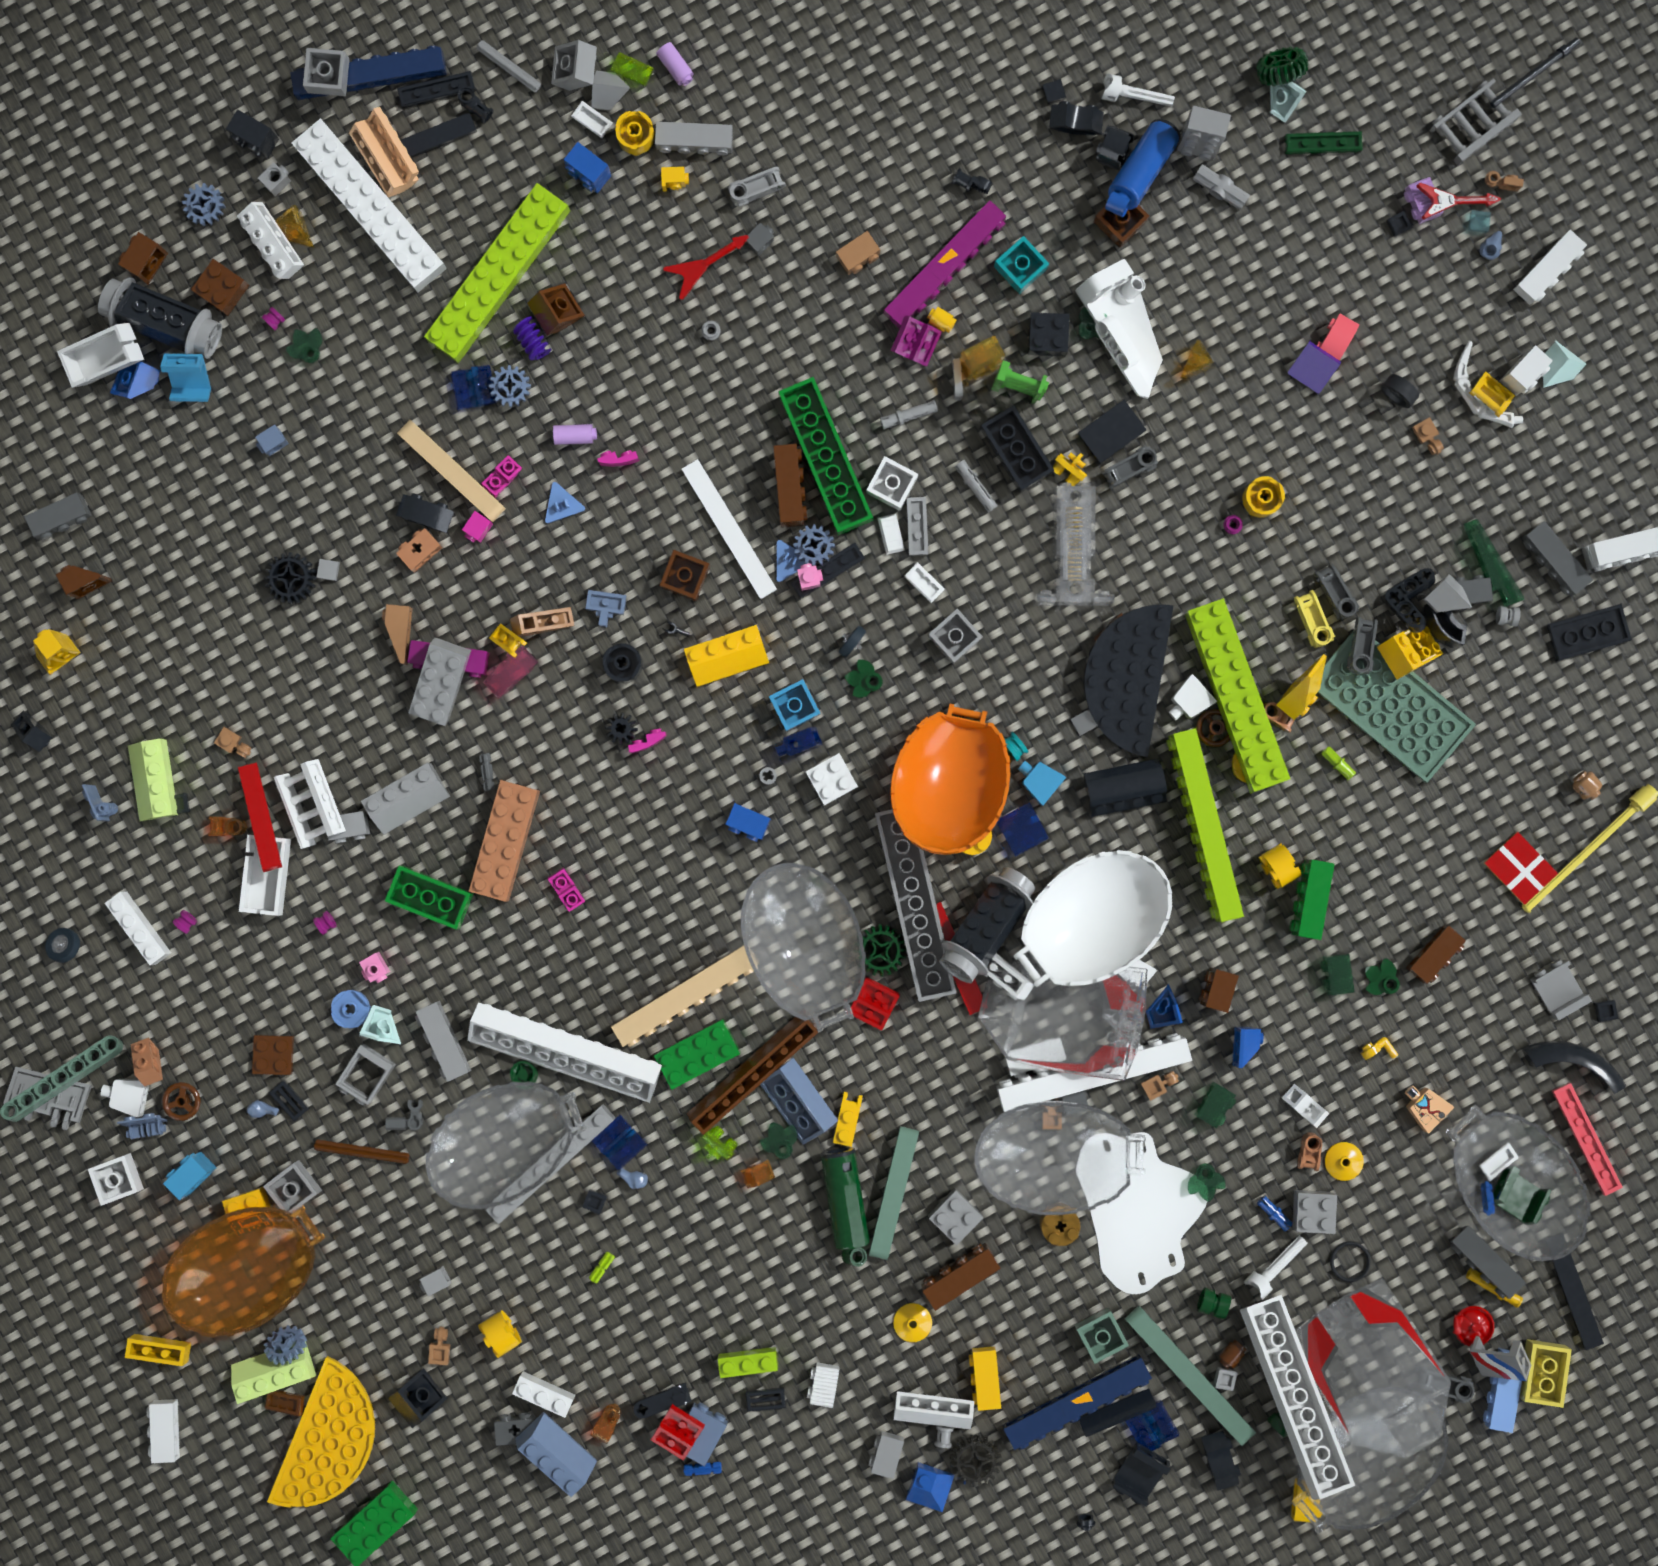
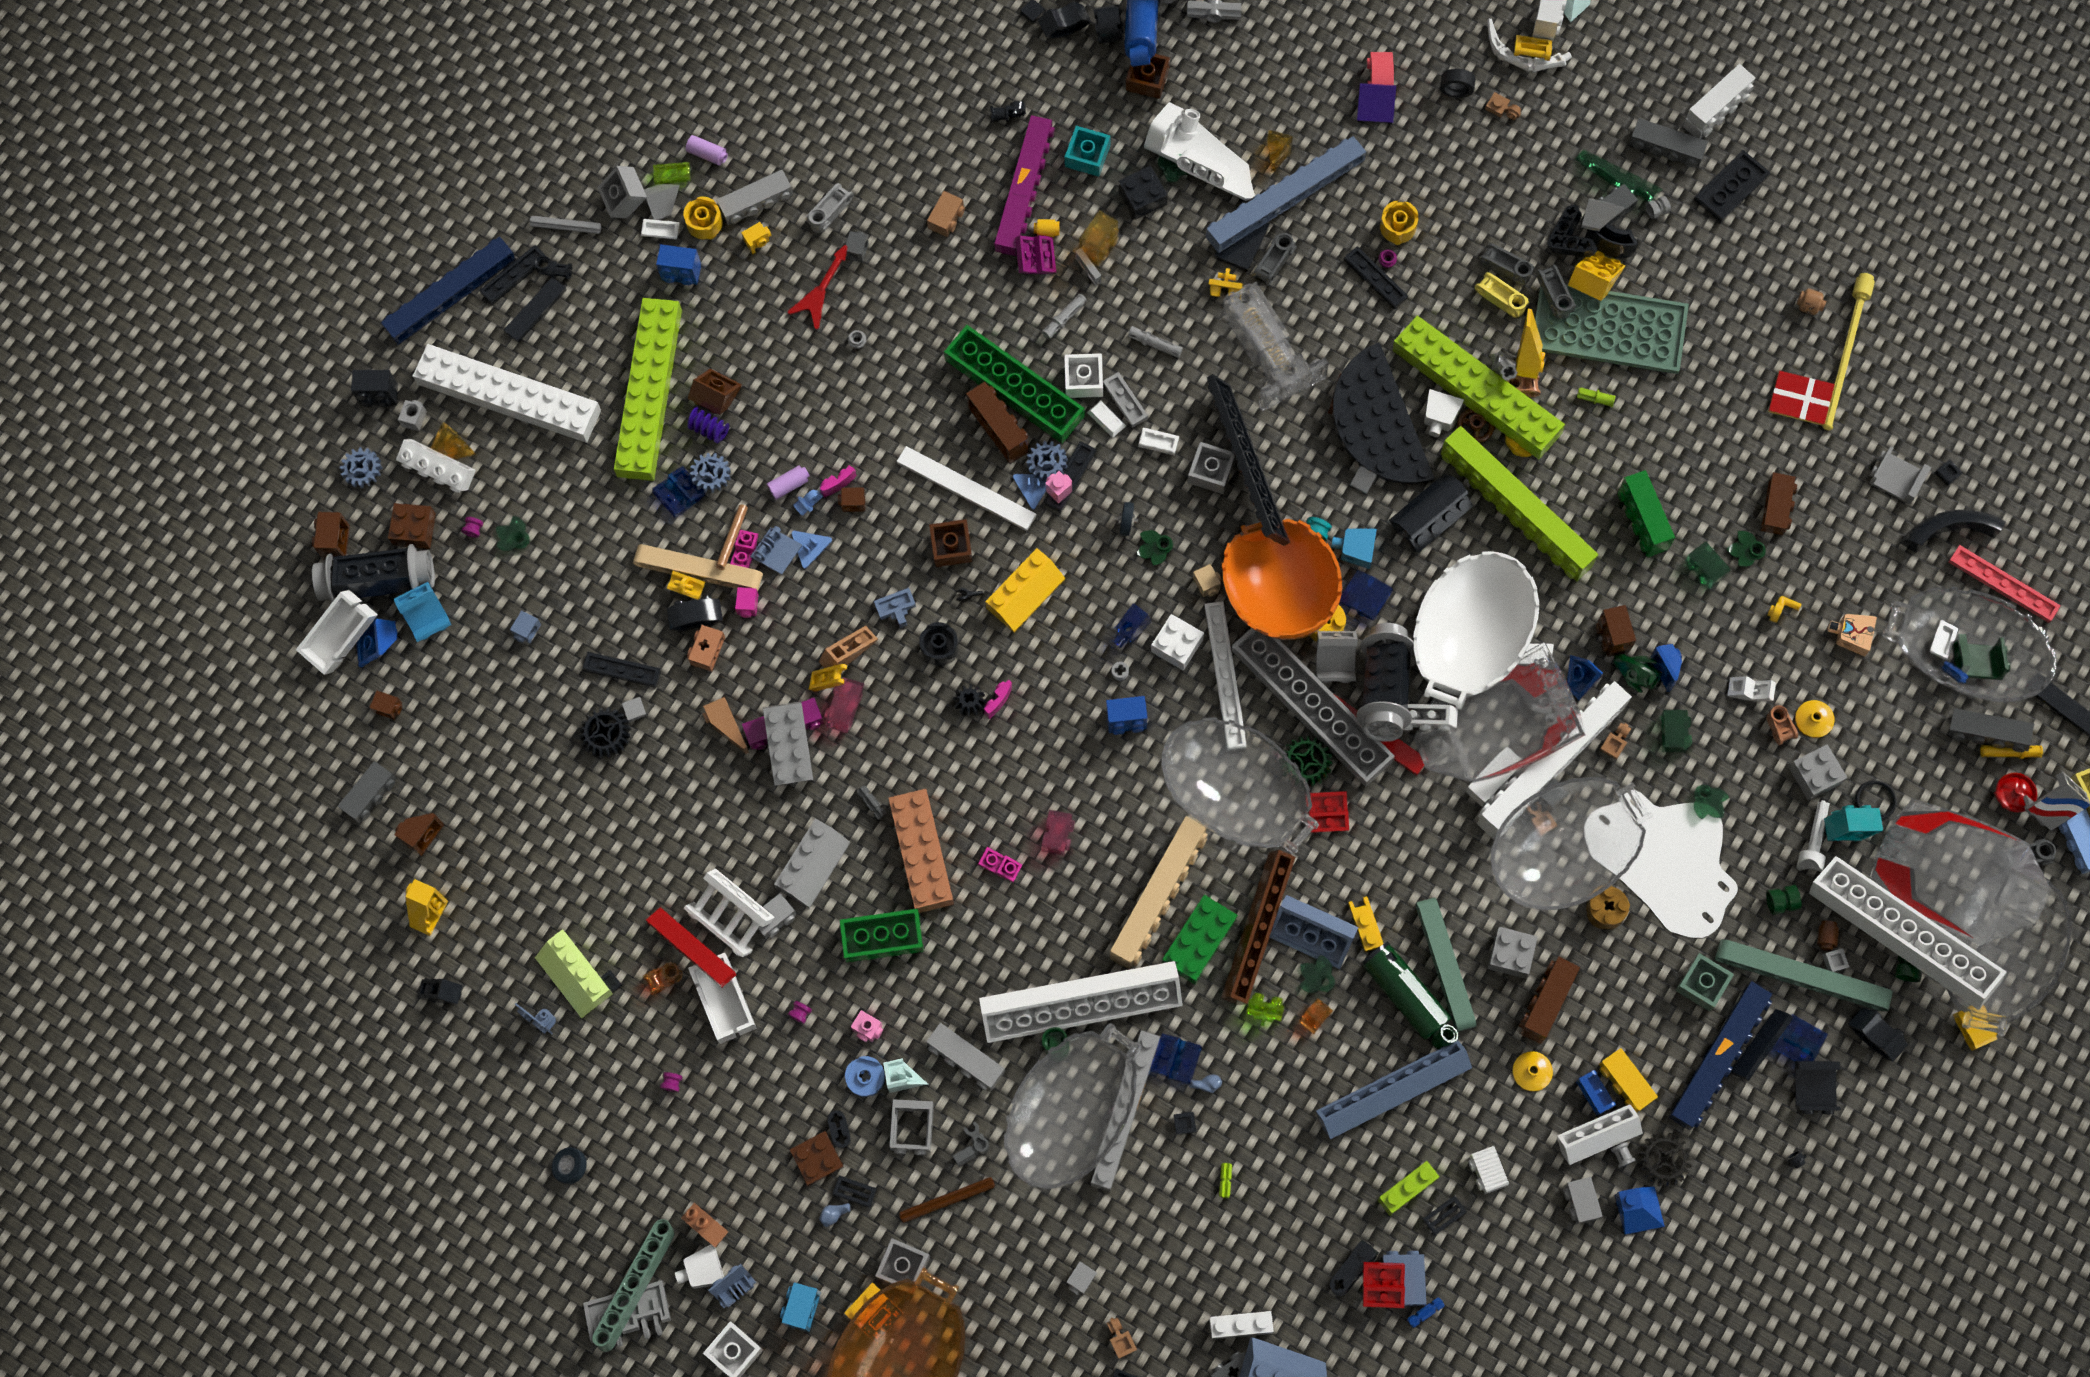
camera: 30 degrees left, 15 degrees down
(114, 444) = (386, 705): none -> reddish brown brick
(138, 928) = (631, 1111): white brick -> none
(187, 1098) = (762, 1247): reddish brown piece -> none
(229, 741) = (625, 902): medium nougat plate -> none
(309, 1042) = (843, 1127): none -> black beam
(326, 72) = (413, 302): light grey brick -> none
(336, 526) = (621, 669): none -> black tile
(384, 153) = (497, 343): light nougat brick -> none
(431, 482) = (686, 585): none -> yellow hips
(495, 459) = (731, 537): none -> medium nougat piece
(500, 1333) = (1169, 1289): yellow brick -> none
(529, 493) = (776, 550): none -> sand blue hinge
(579, 463) = (805, 504): none -> medium blue piece
(605, 1425) = (1314, 1324): clear orange piece -> none
(622, 483) = (852, 499): none -> reddish brown brick
(633, 889) = (1059, 827): none -> clear pink brick
(784, 1275) = (1393, 1089): none -> sand blue brick
(794, 705) = (1108, 597): dark azure brick -> none
(860, 823) = (1223, 662): none -> white tile
(891, 738) = (1207, 580): none -> tan brick
(953, 1372) = (1595, 1093): none -> blue hinge
(961, 874) = (1336, 656): none -> light grey panel
(989, 649) = (1247, 460): none -> black plate
(1007, 378) = (1142, 235): bright green fence -> none
(1016, 449) = (1171, 293): black brick -> none
(1177, 410) = (1285, 194): none -> sand blue brick
(1211, 536) = (1375, 277): none -> black tile
(1215, 1034) = (1638, 671): none -> dark green animal
(1271, 691) = (1504, 365): none -> light grey piece
(1274, 1213) = (1785, 794): blue pin -> none
(1280, 866) = (1601, 502): yellow brick -> none
(1314, 1276) = (1853, 823): none -> teal brick

